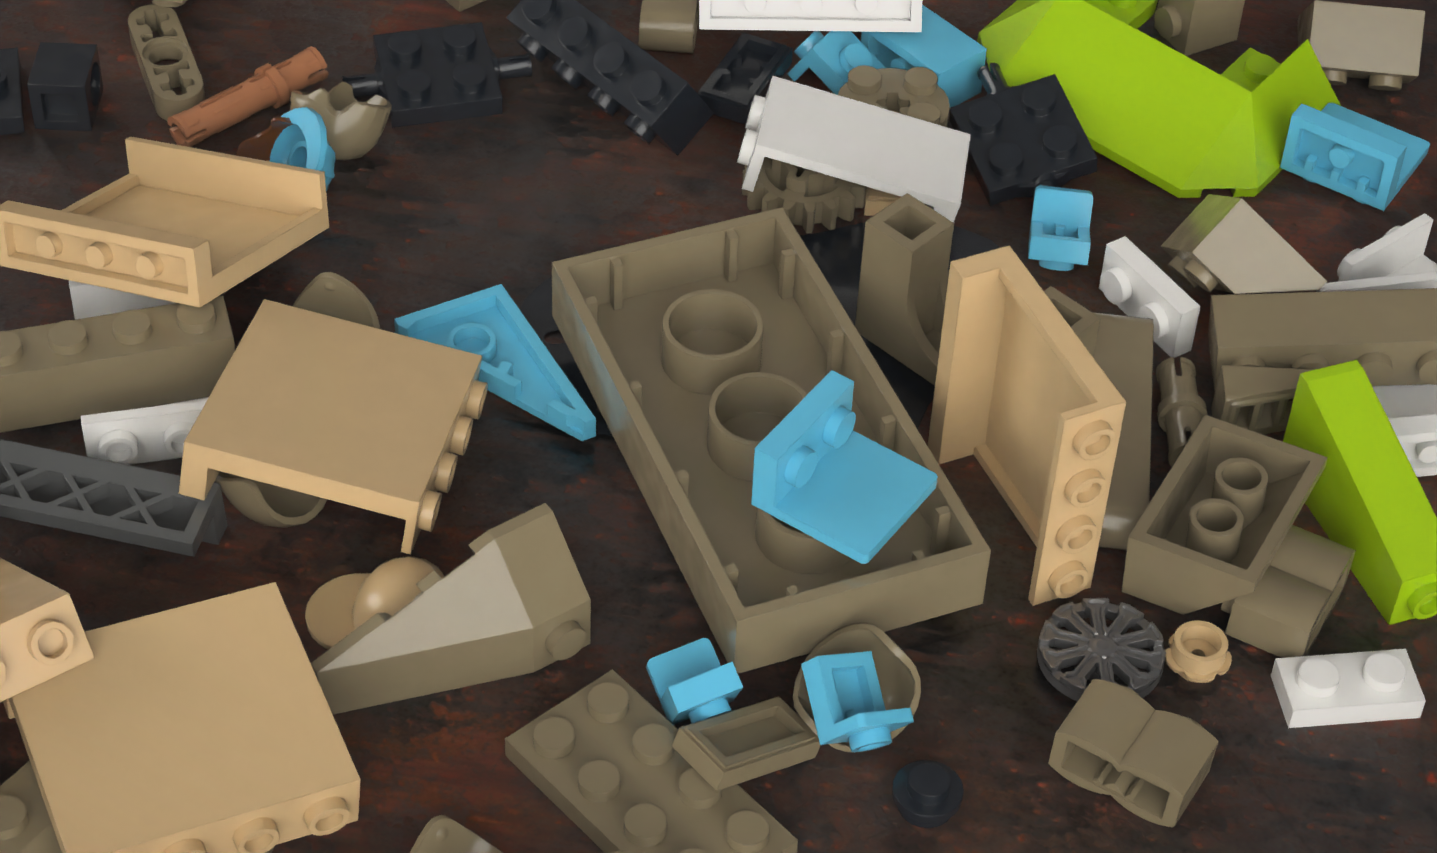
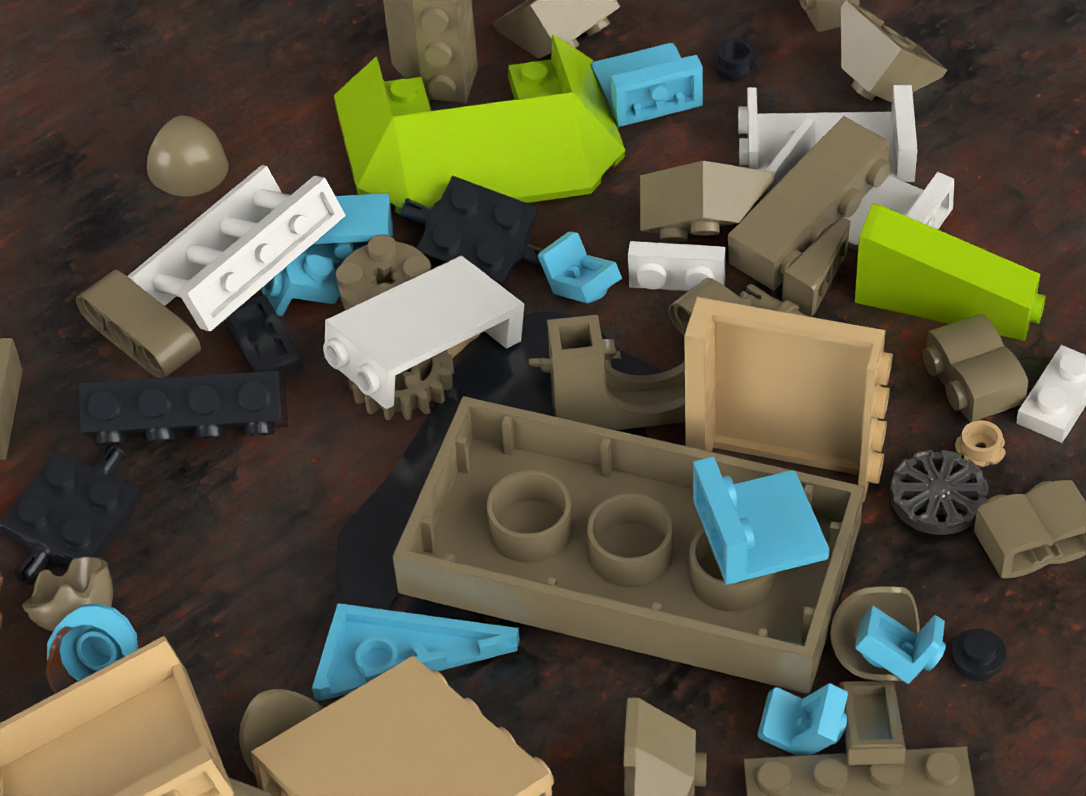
camera: 45 degrees left, 5 degrees up
(1218, 517) = (932, 363): dark tan slope -> none

